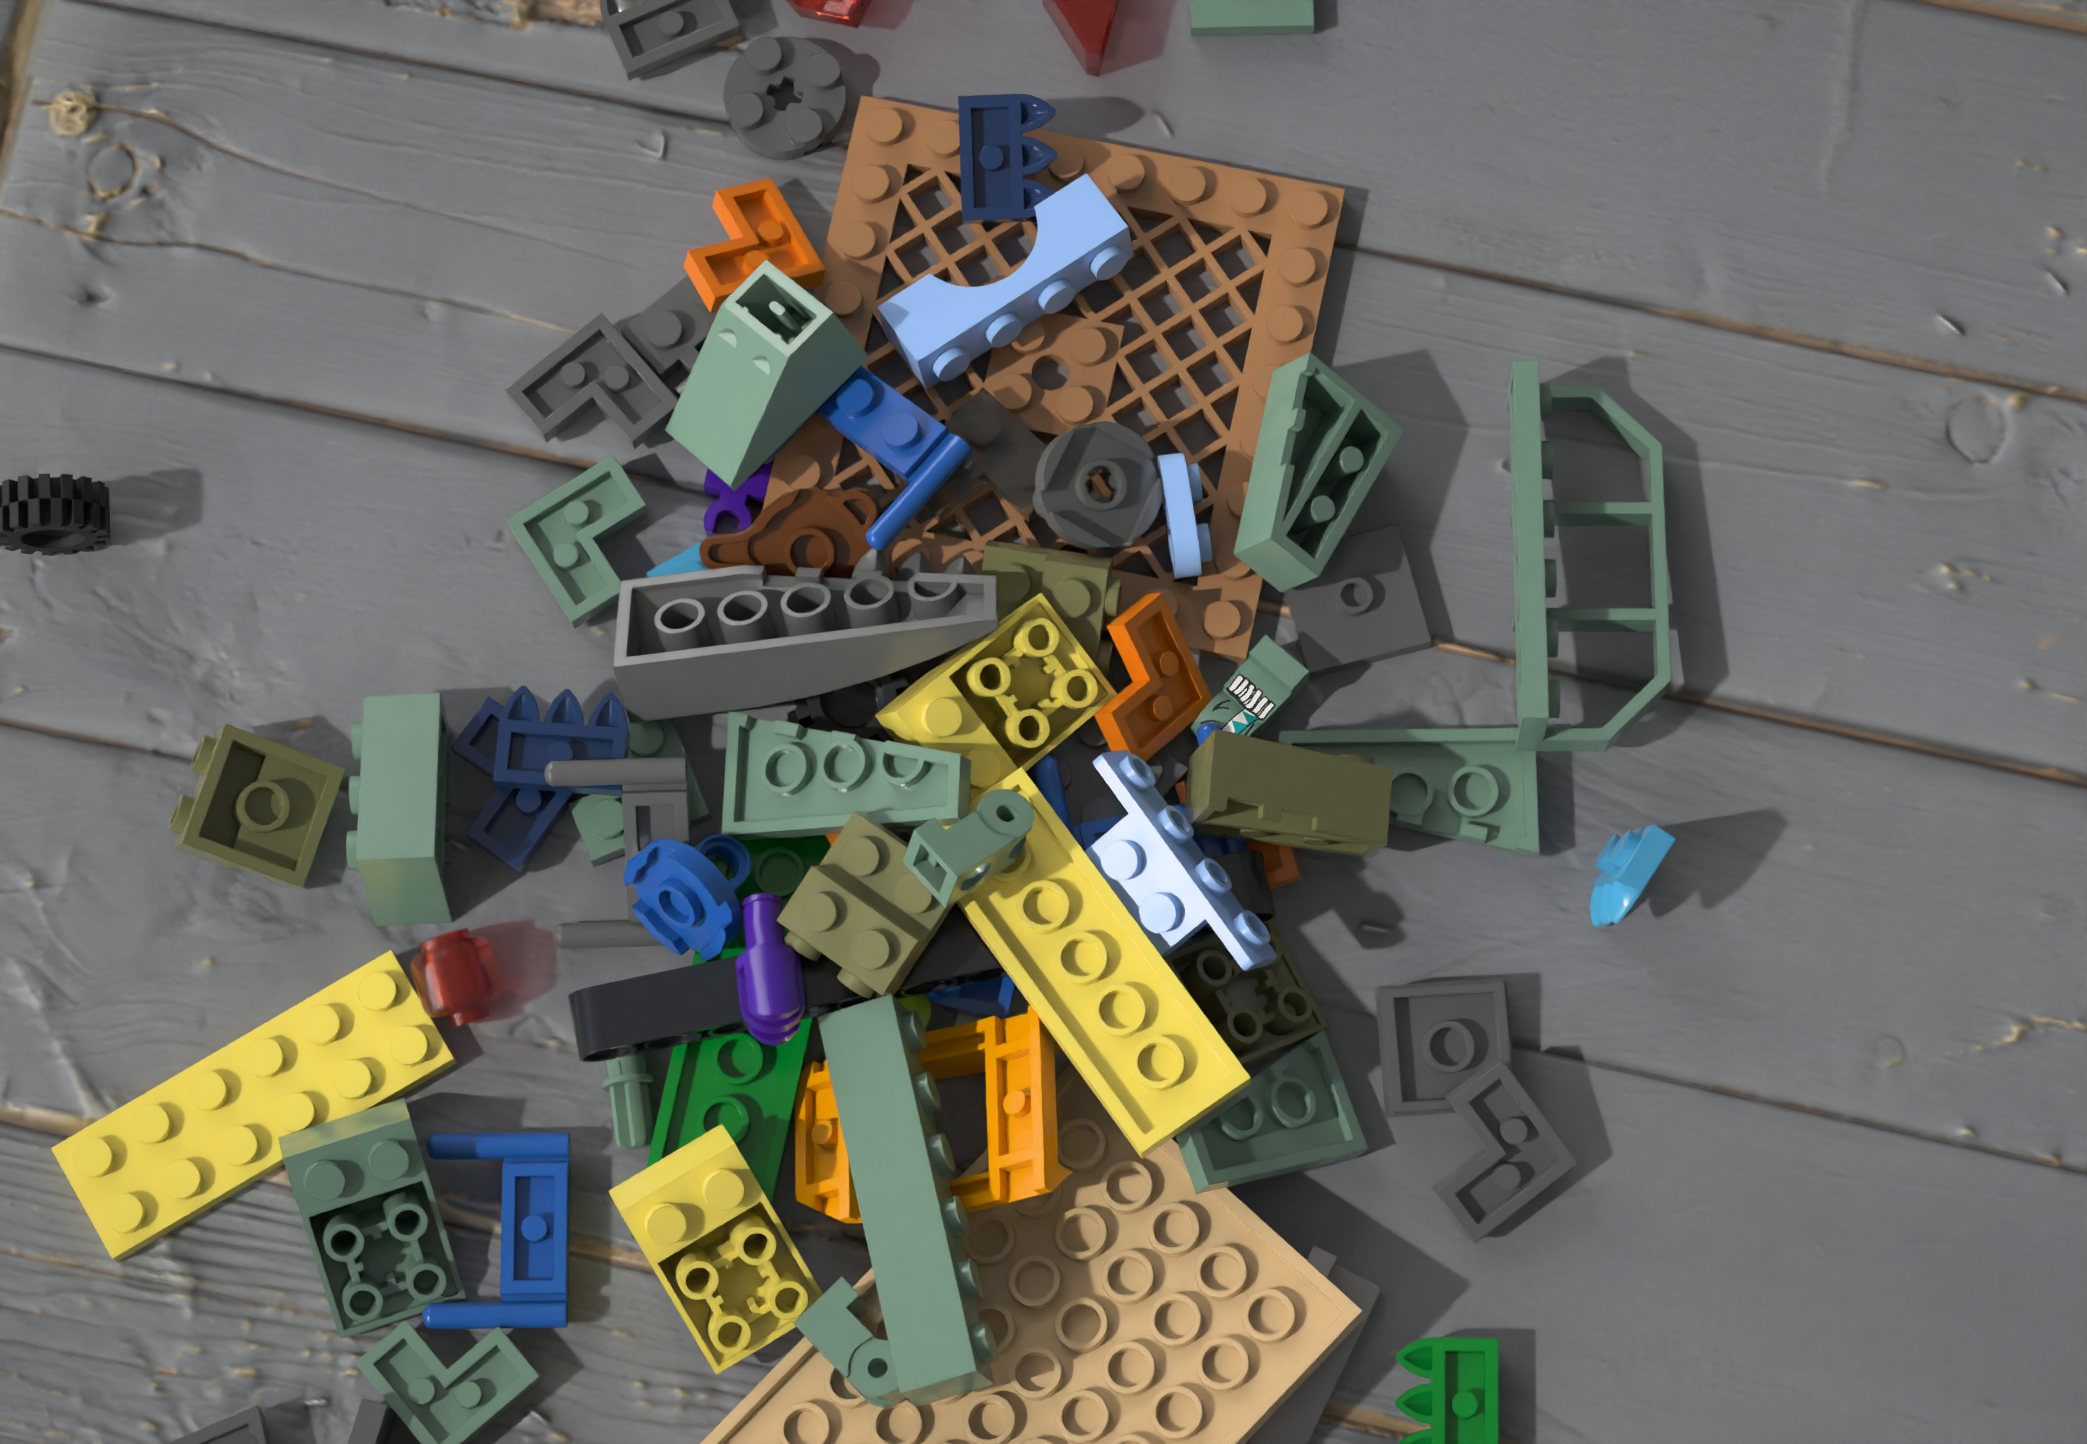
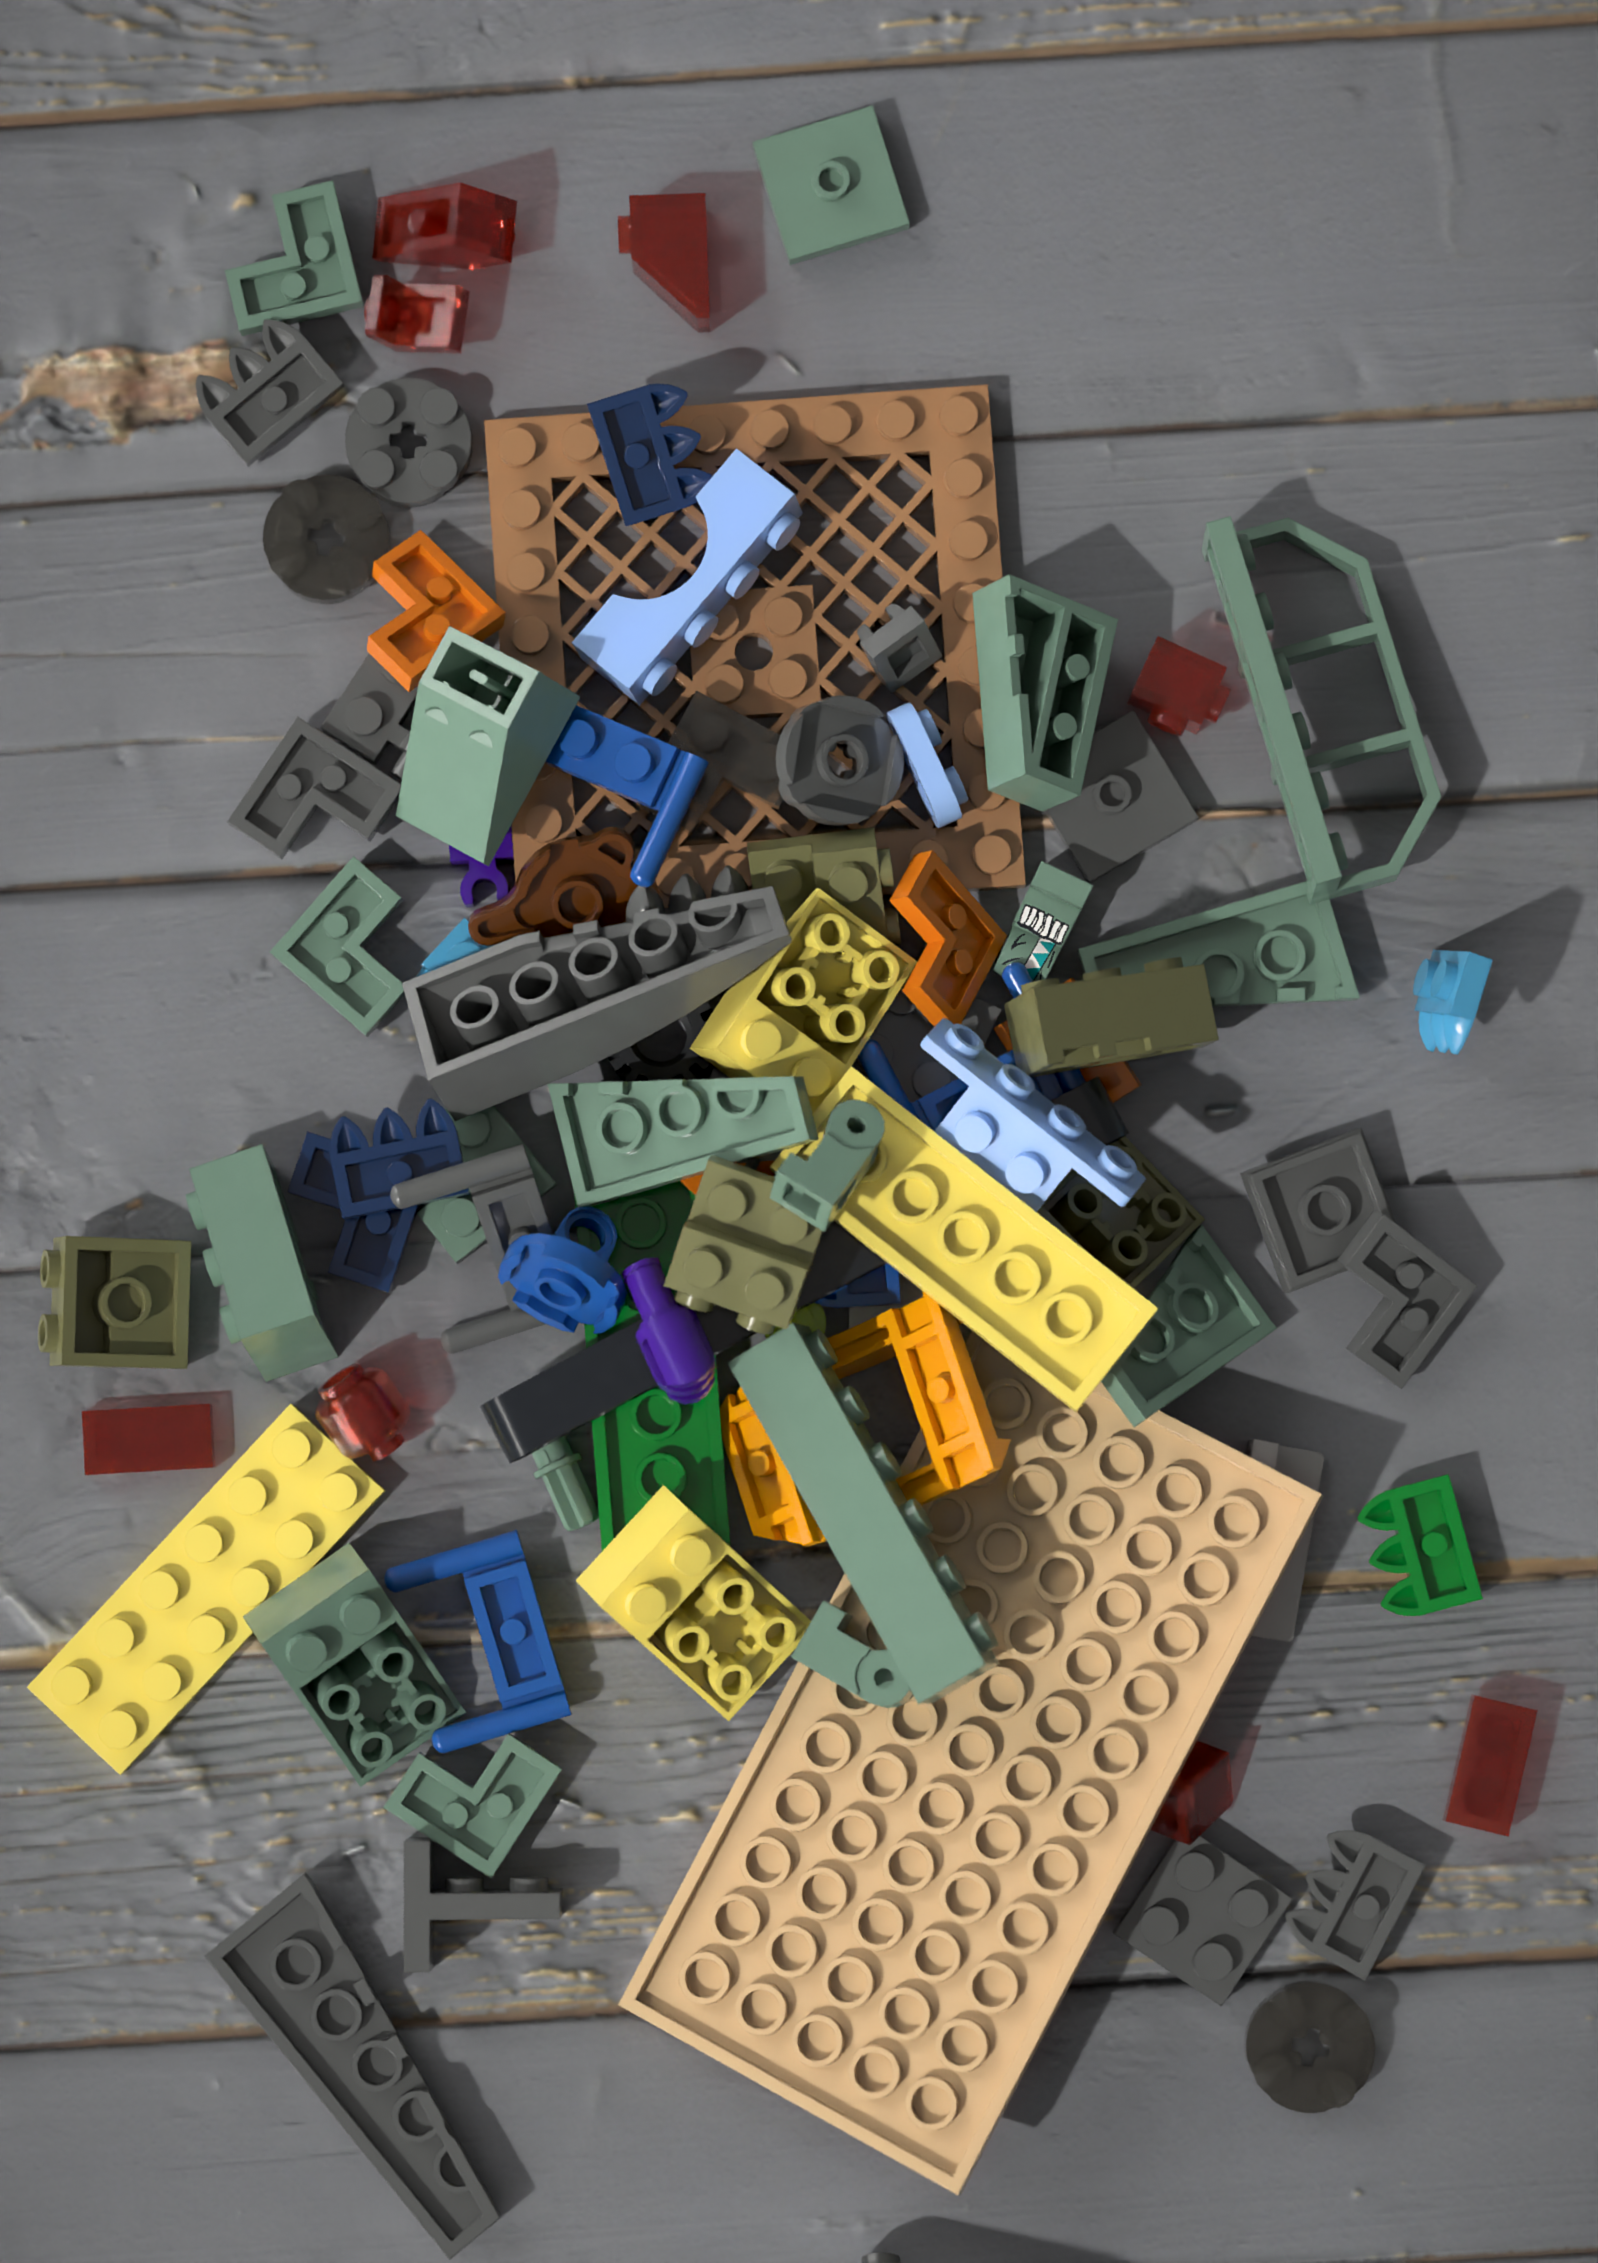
camera: 20 degrees left, 10 degrees up
(245, 947) = (148, 1439): none -> clear red tile
(668, 131) = (306, 508): none -> clear smoke plate
(1188, 401) = (899, 647): none -> dark grey tile
(1446, 514) = (1179, 688): none -> clear red brick

